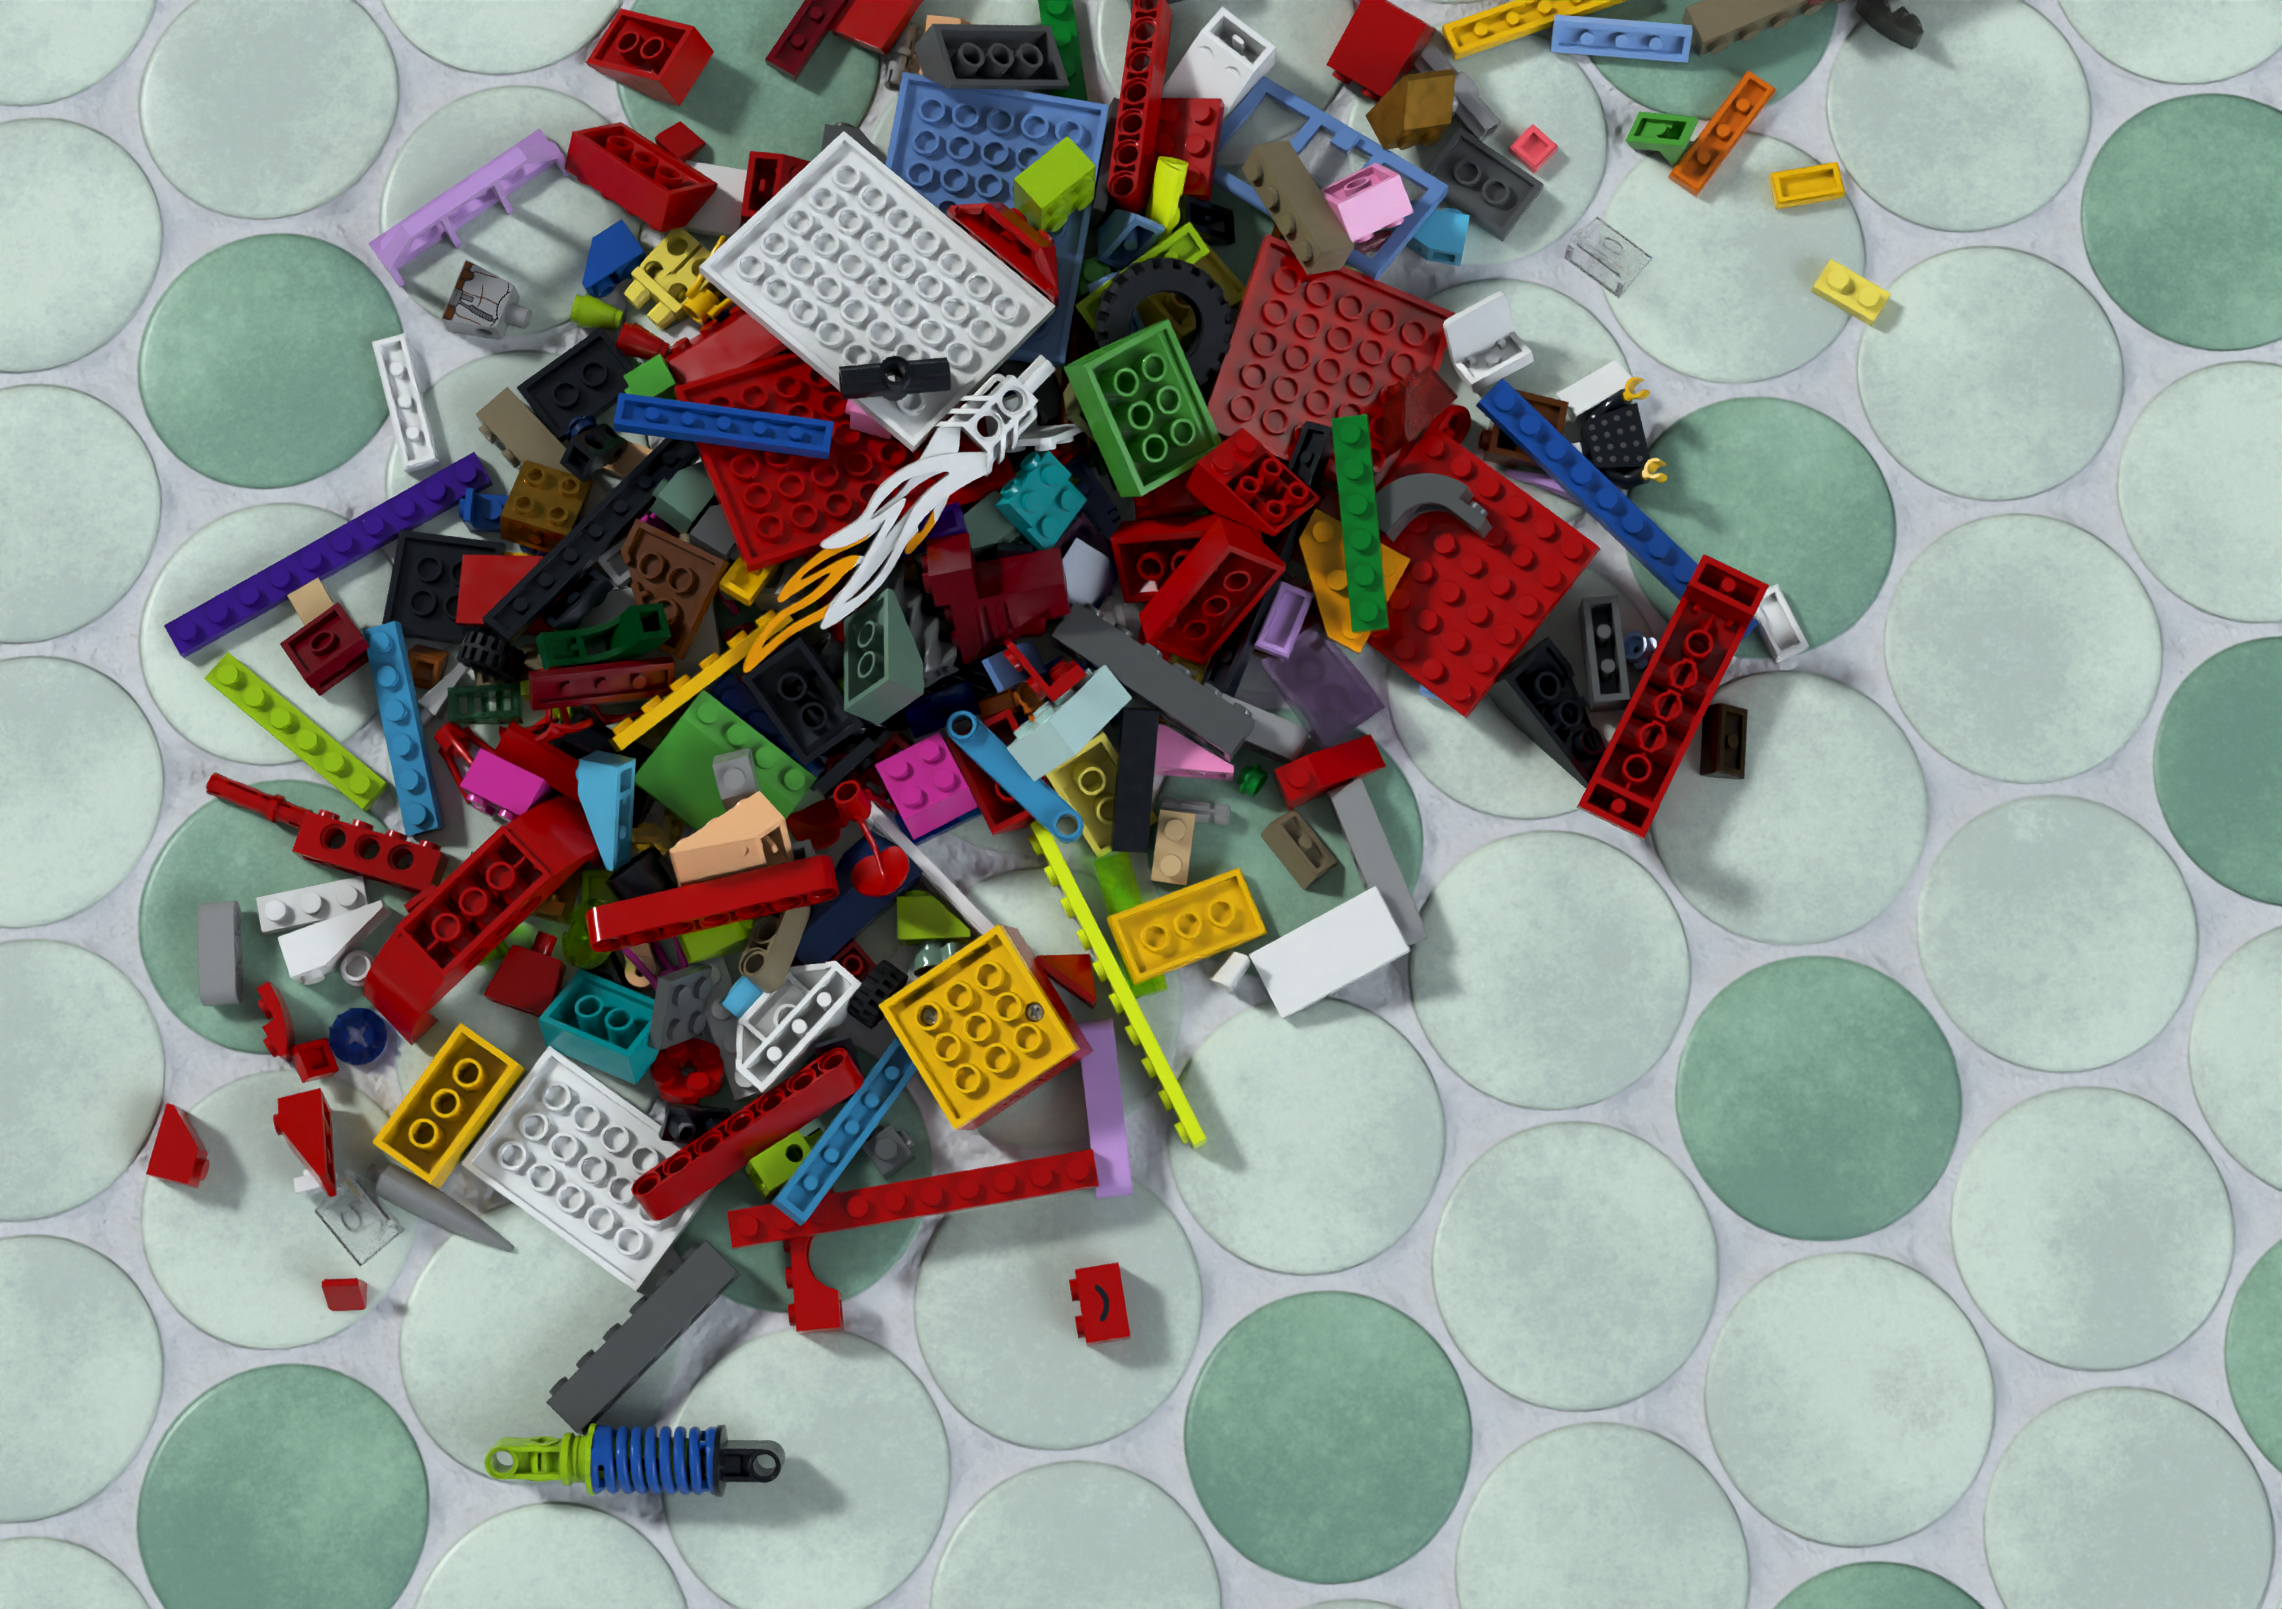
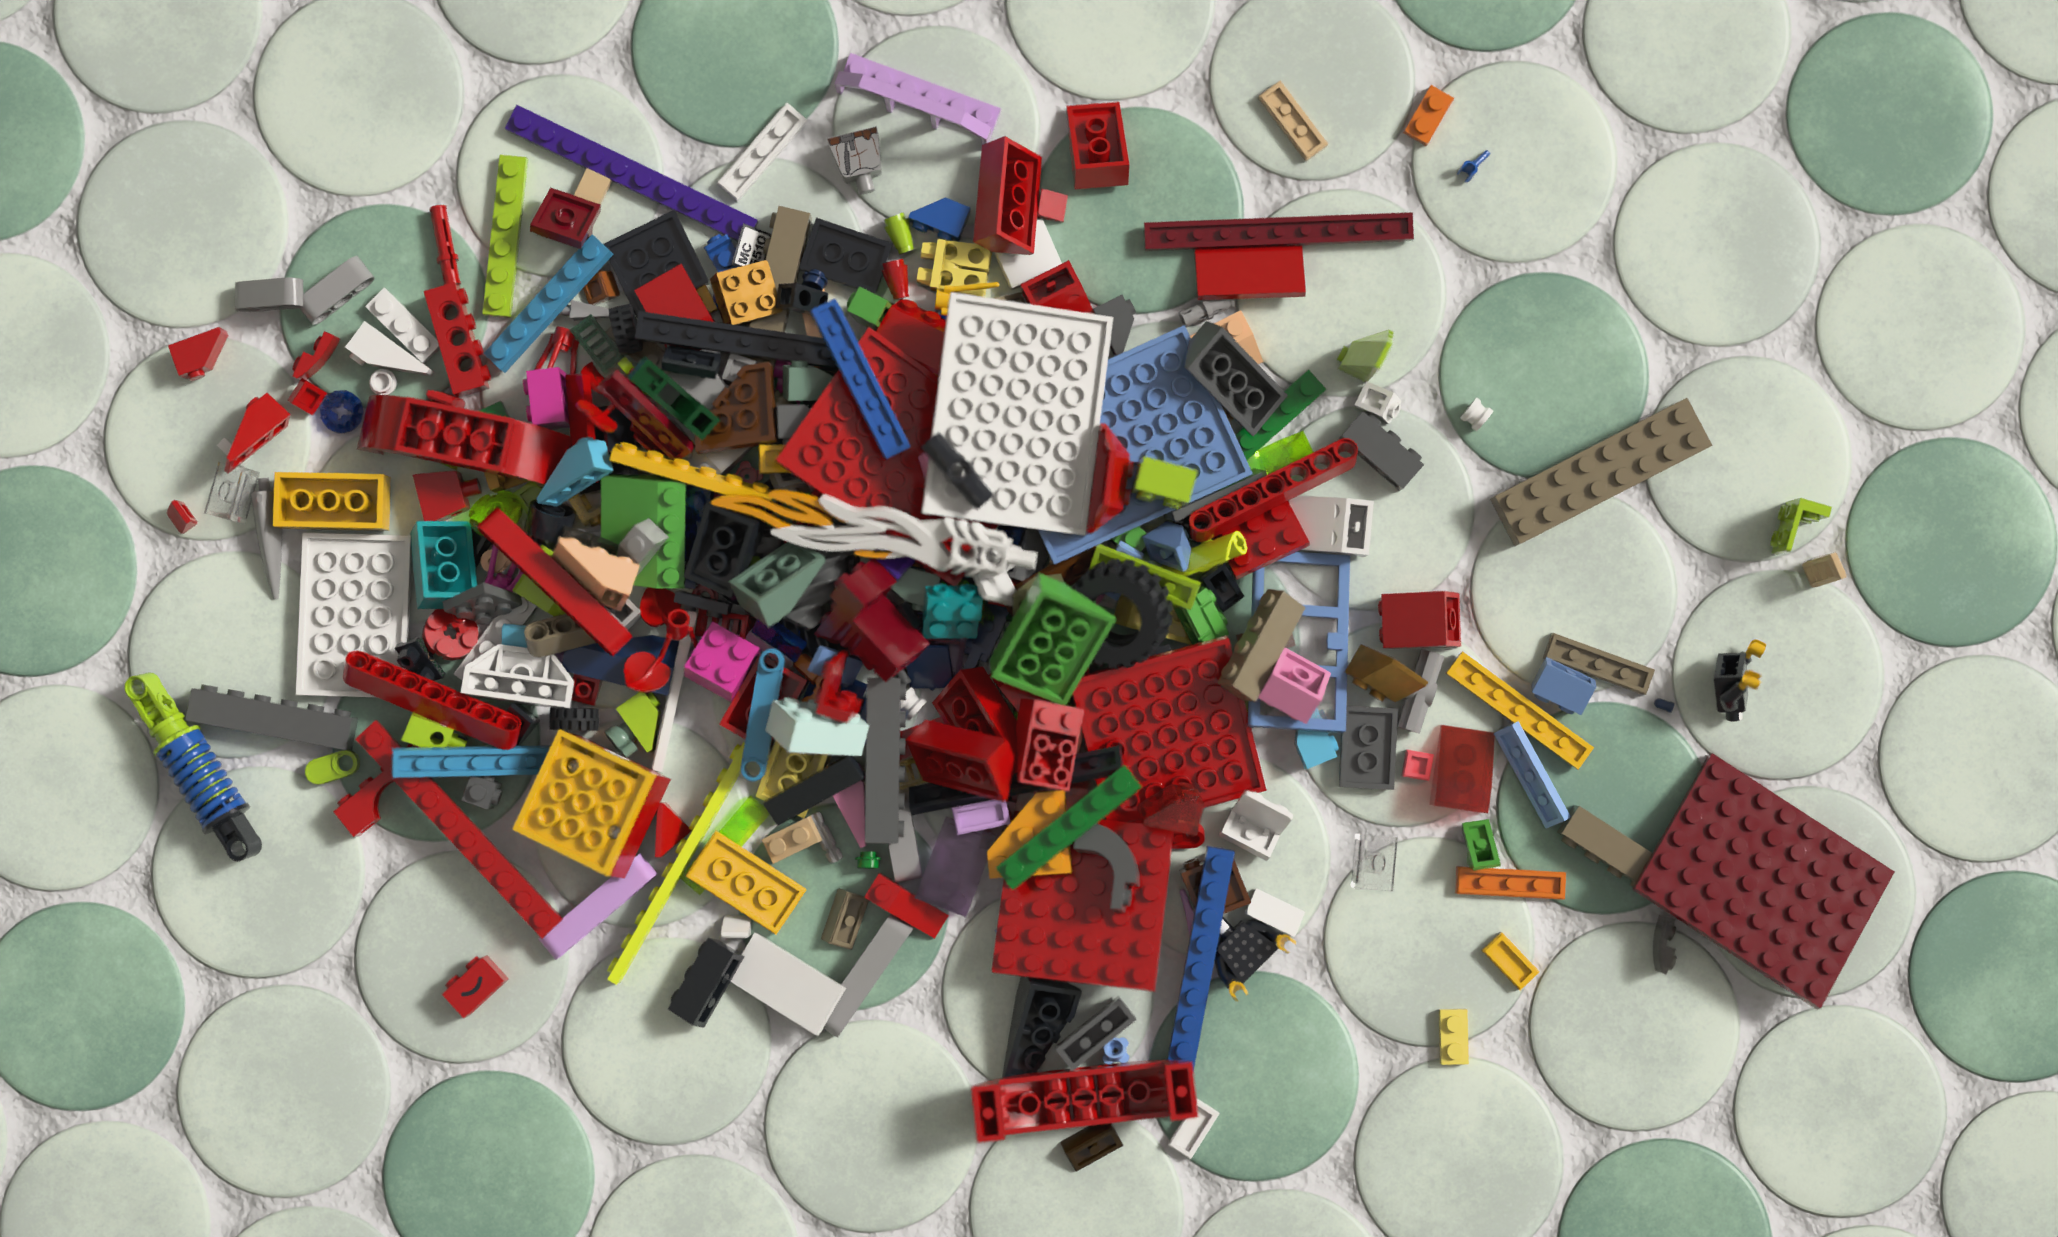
camera: 50 degrees right, 10 degrees up
(172, 1024) = (269, 294): none -> light grey beam
(496, 475) = (750, 246): none -> sticker
(744, 1315) = (327, 767): none -> lime piece
(1106, 73) = (1283, 452): none -> clear neon green slope
(1229, 259) = (1204, 619): none -> bright green brick
(1268, 1041) = (705, 982): none -> black brick
(1571, 105) = (1463, 769): none -> clear red slope

